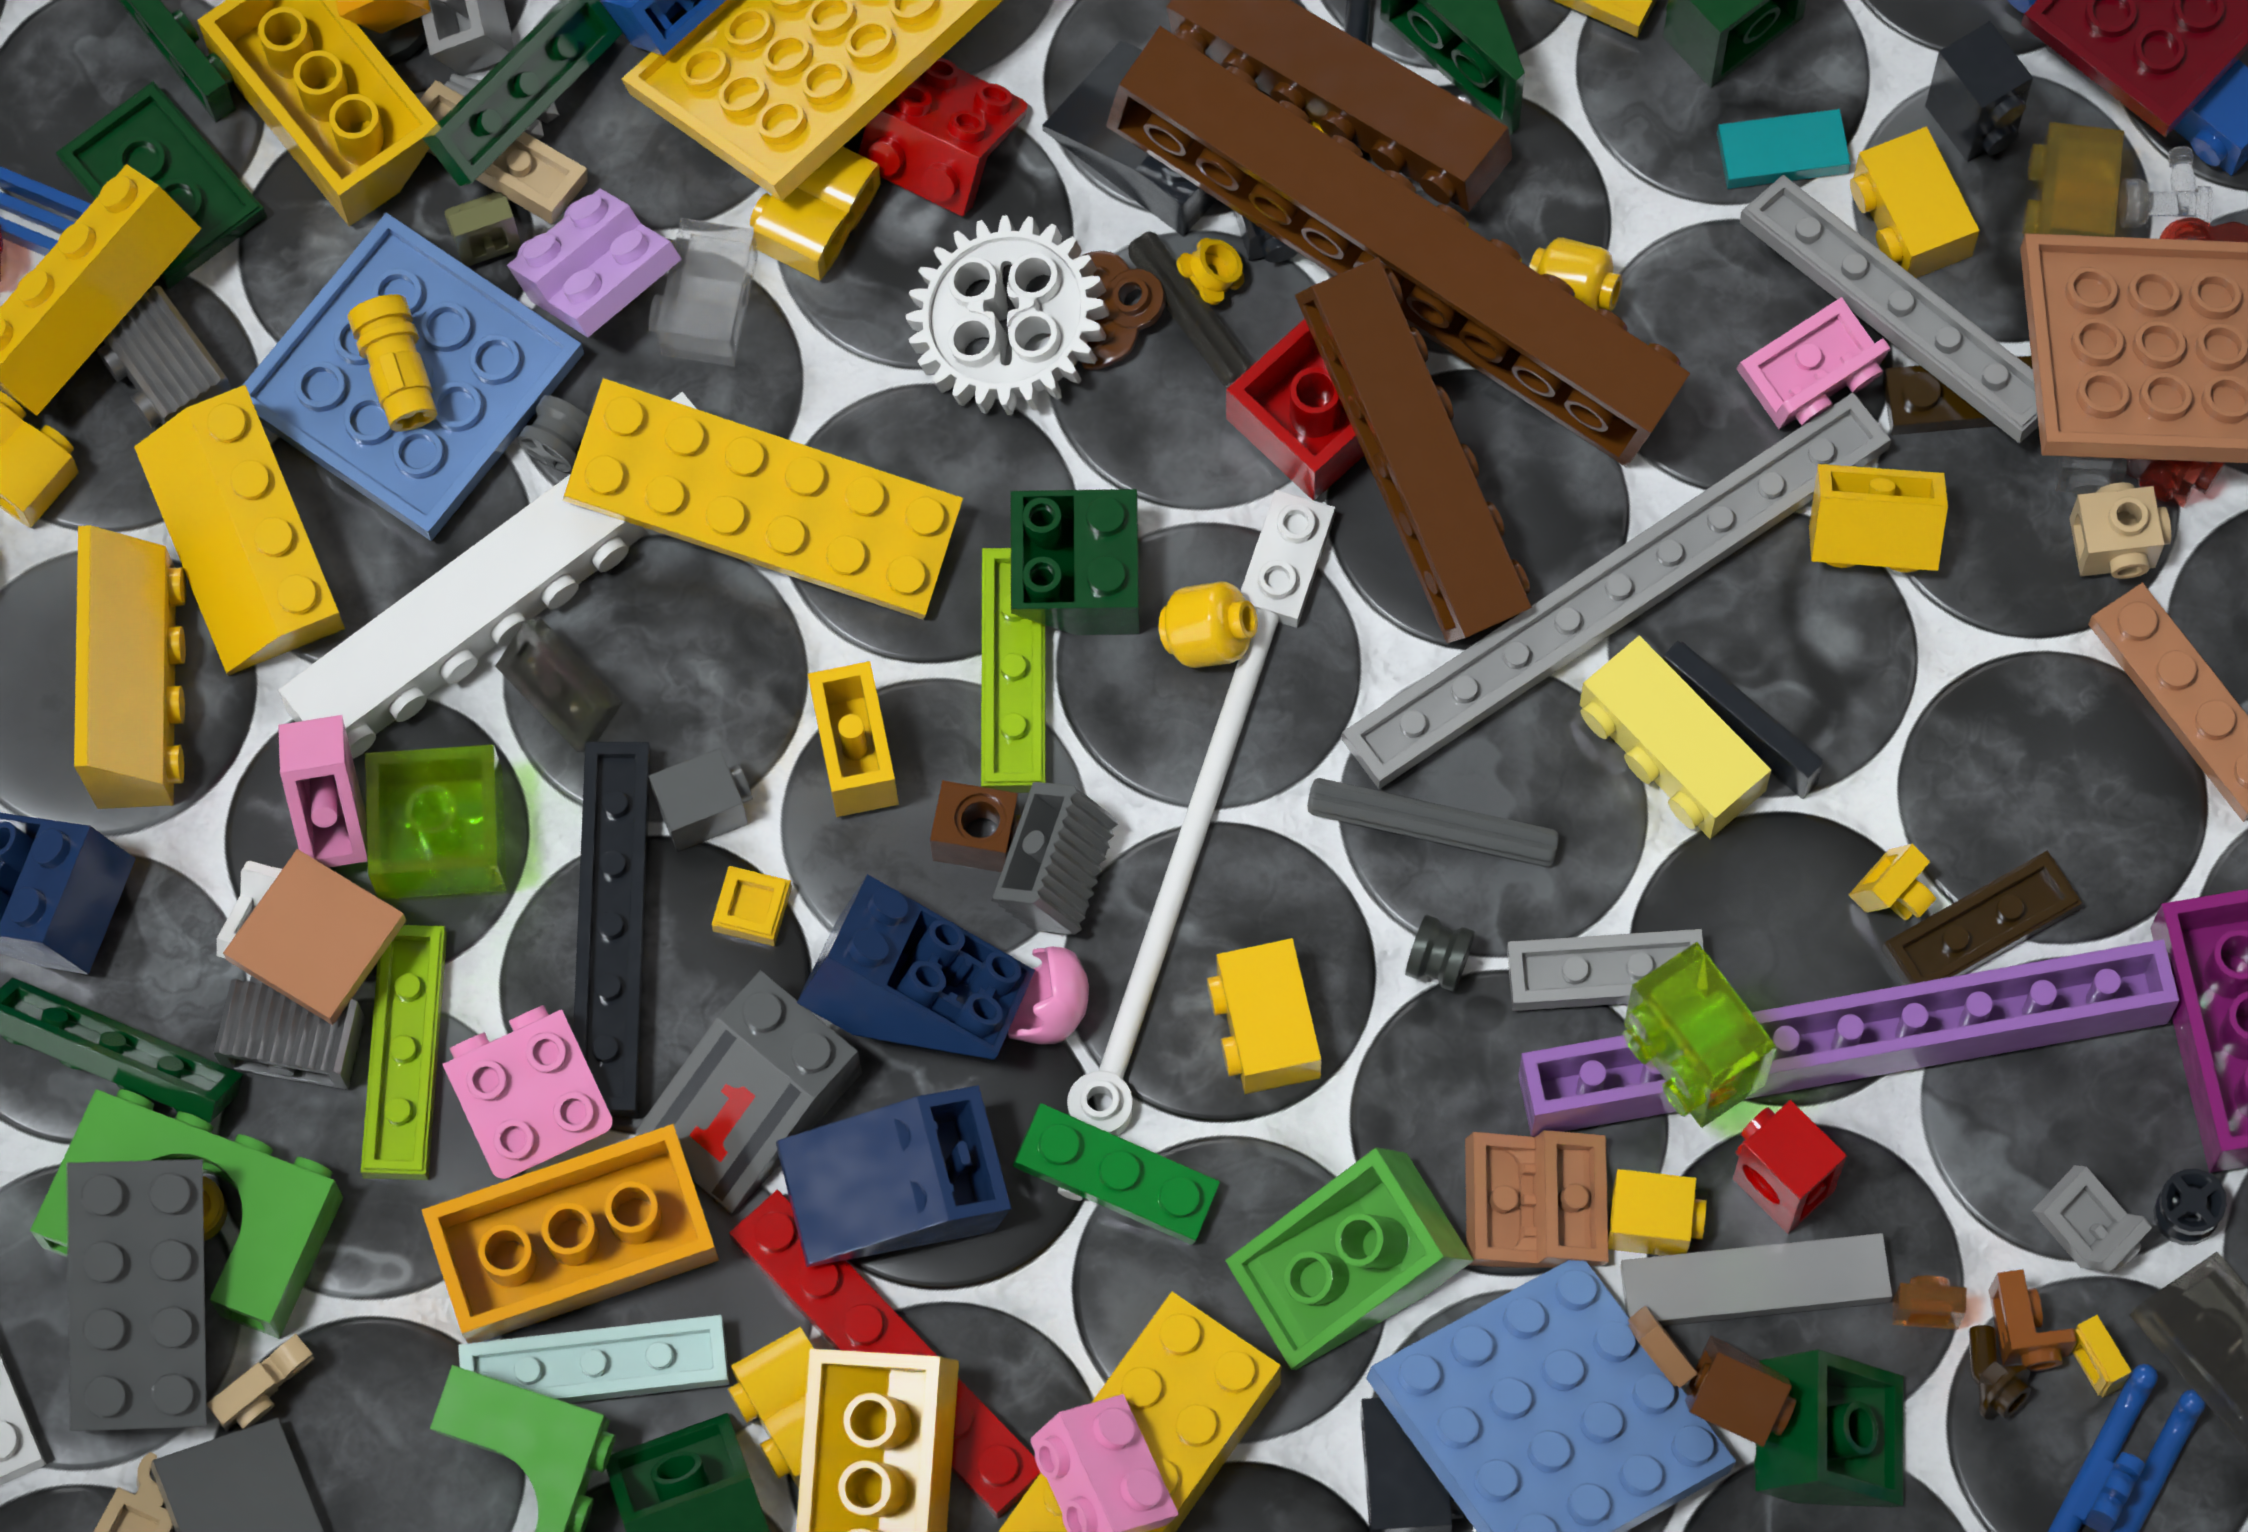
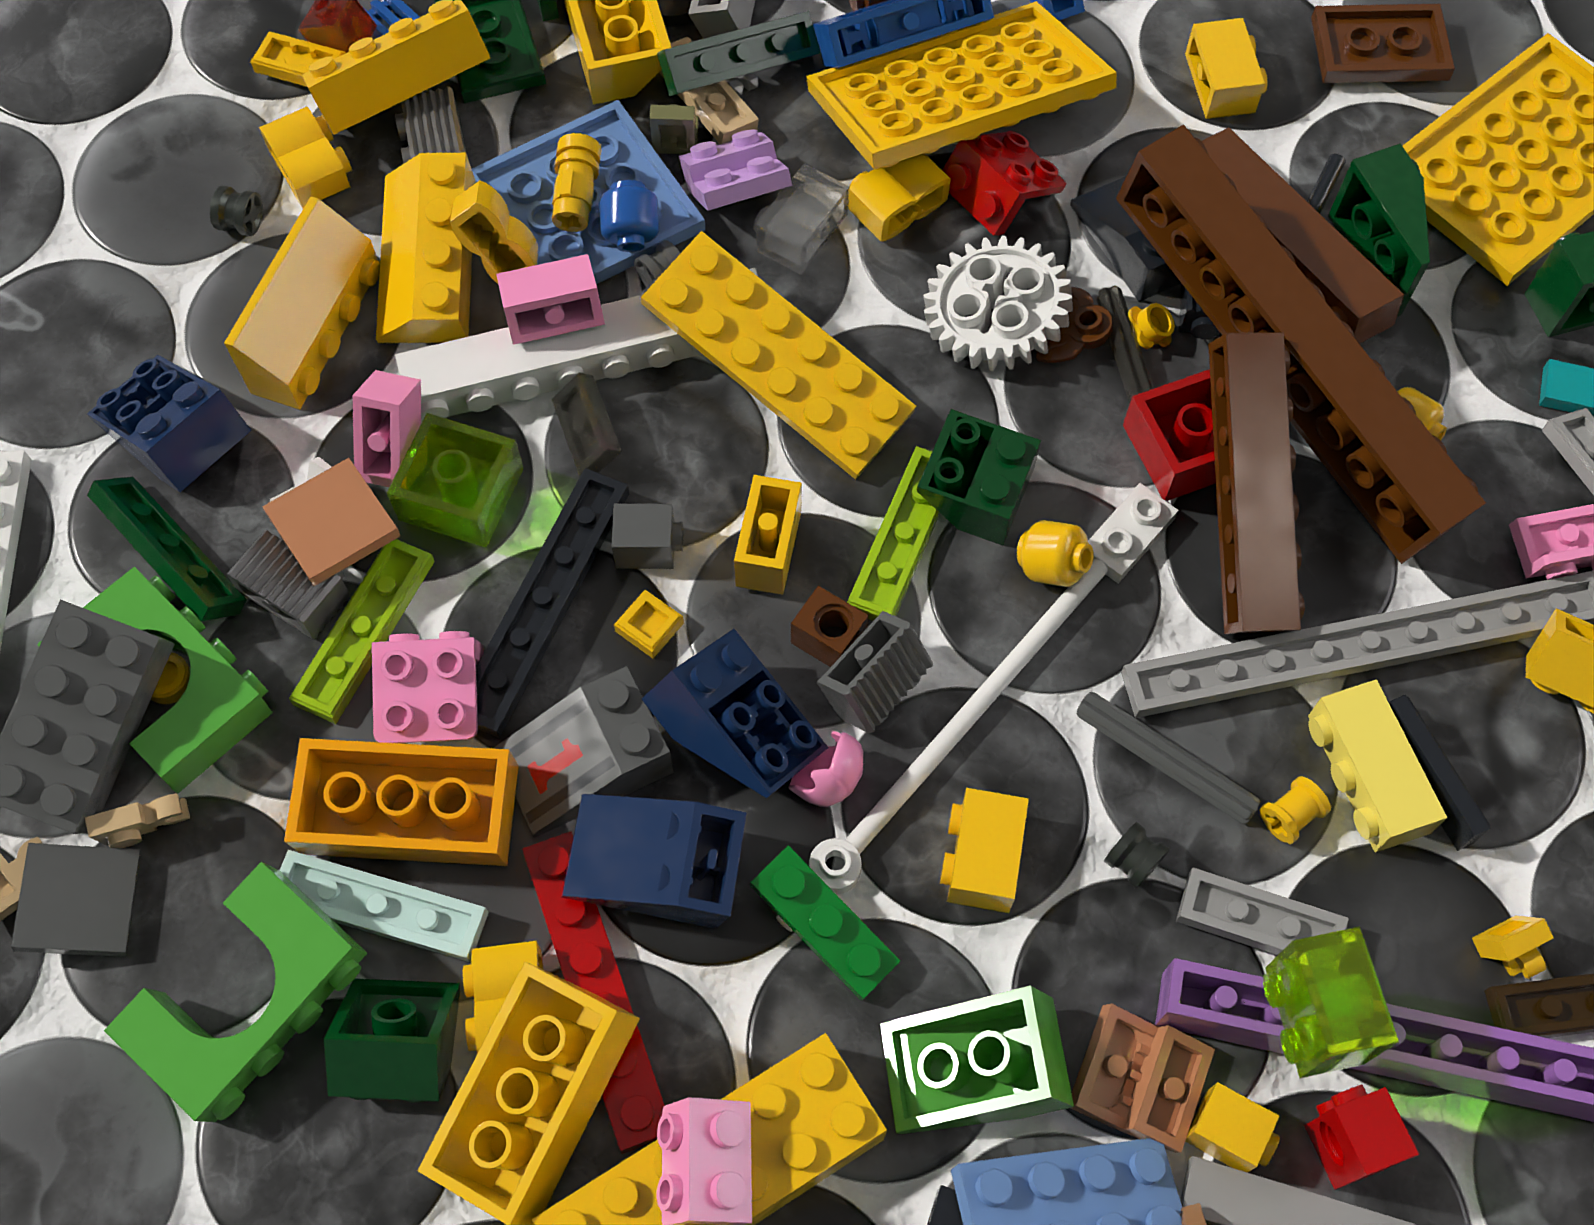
camera: 20 degrees right, 5 degrees down
(338, 484) = (486, 229): none -> yellow brick
(449, 542) = (550, 299): none -> bright pink brick
(489, 383) = (629, 215): none -> blue head
(1601, 827) = (1295, 810): none -> yellow bush

